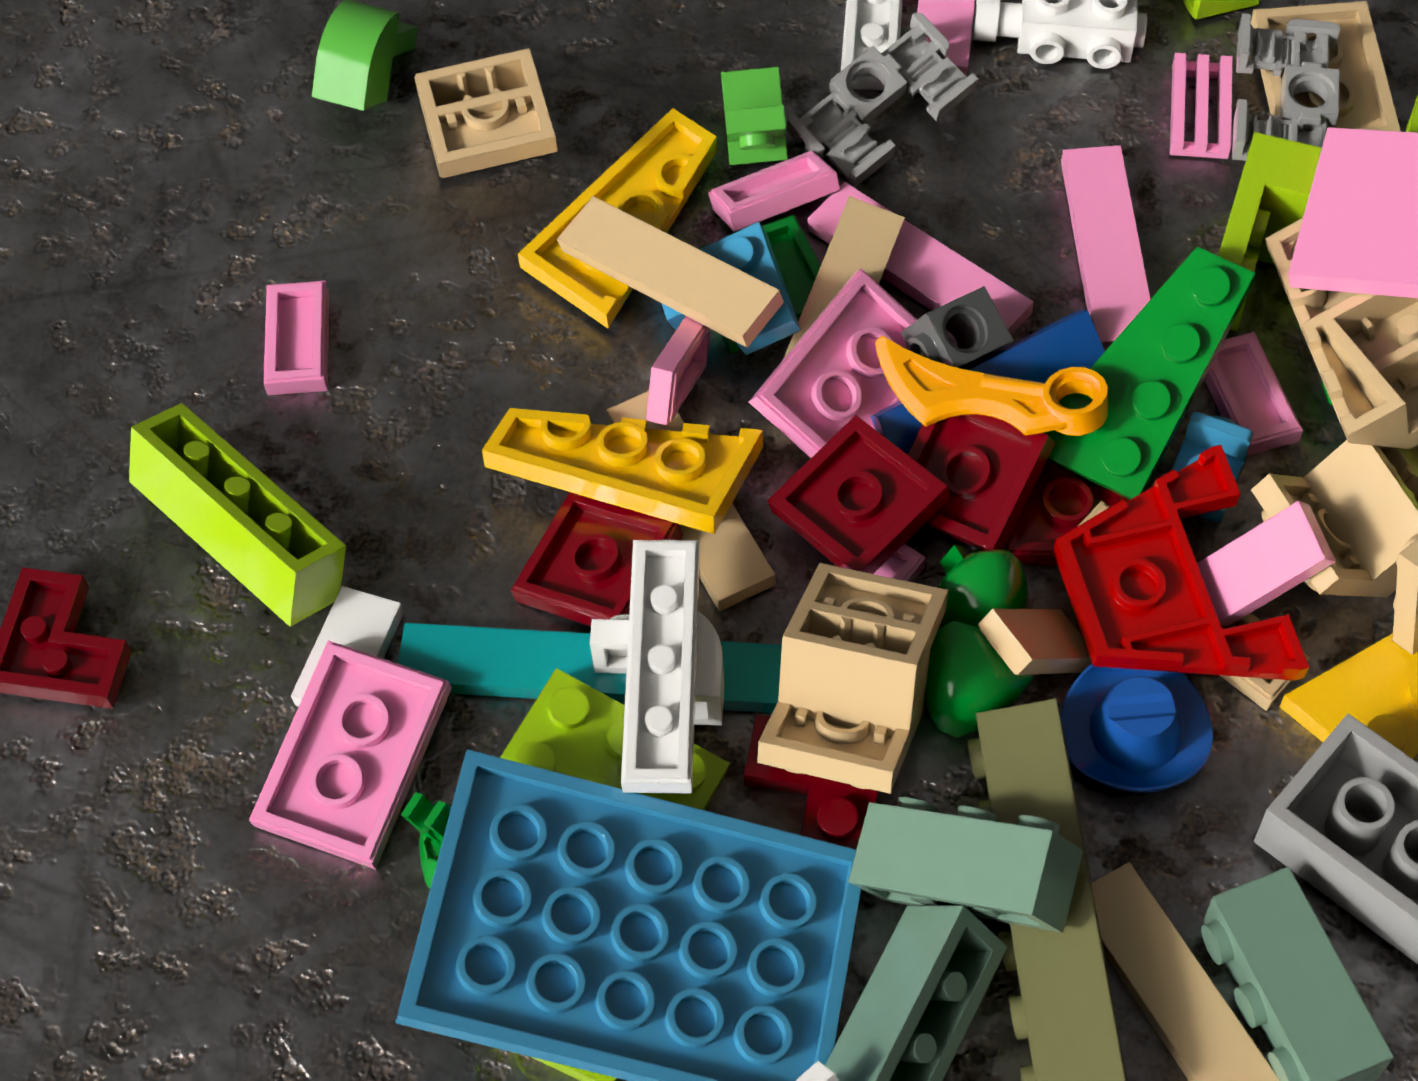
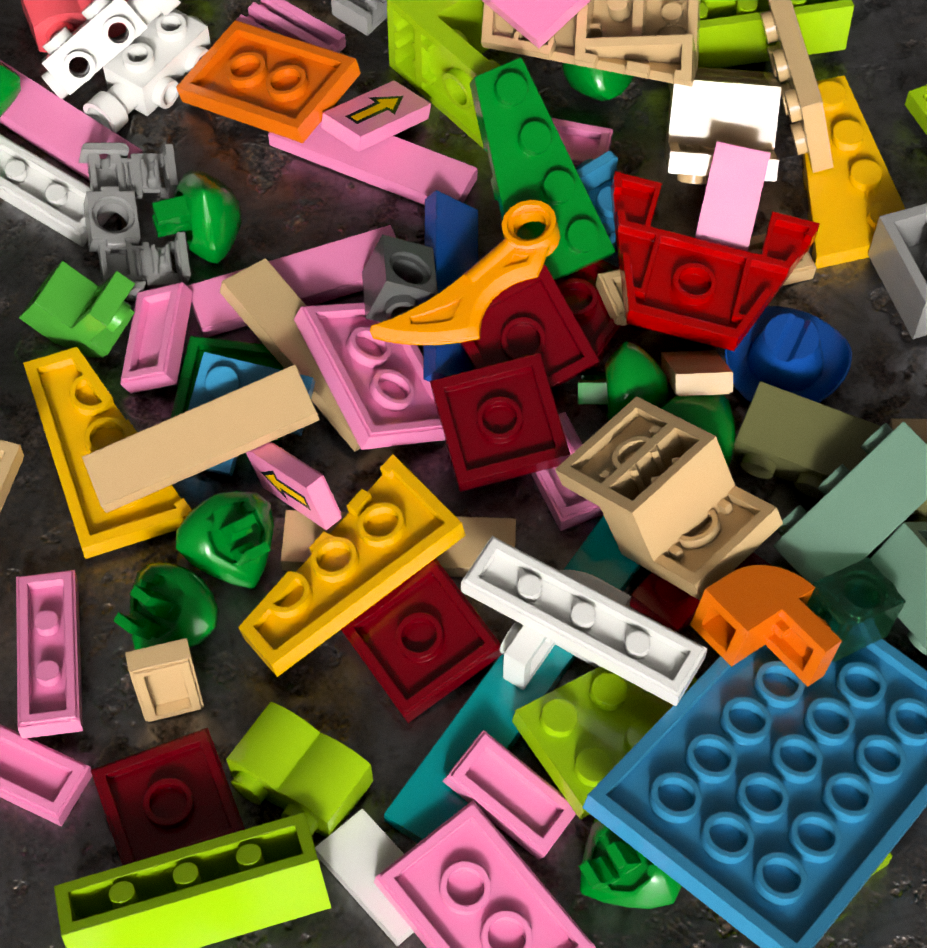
camera: 65 degrees left, 0 degrees up
(329, 456) = (167, 798): none -> dark red tile
(404, 534) = (299, 770): none -> lime brick
(409, 290) = (48, 654): none -> bright pink tile
(416, 378) = (165, 680): none -> tan tile
(479, 705) = (511, 795): none -> bright pink tile
(494, 348) = (169, 606): none -> green piece
(597, 353) = (228, 537): none -> green piece
(780, 817) = (766, 608): none -> orange brick
(818, 924) = (856, 605): none -> clear green brick
(925, 146) = (204, 211): none -> green piece
(1117, 114) = (268, 81): none -> orange plate
(1146, 218) = (375, 115): none -> bright pink tile

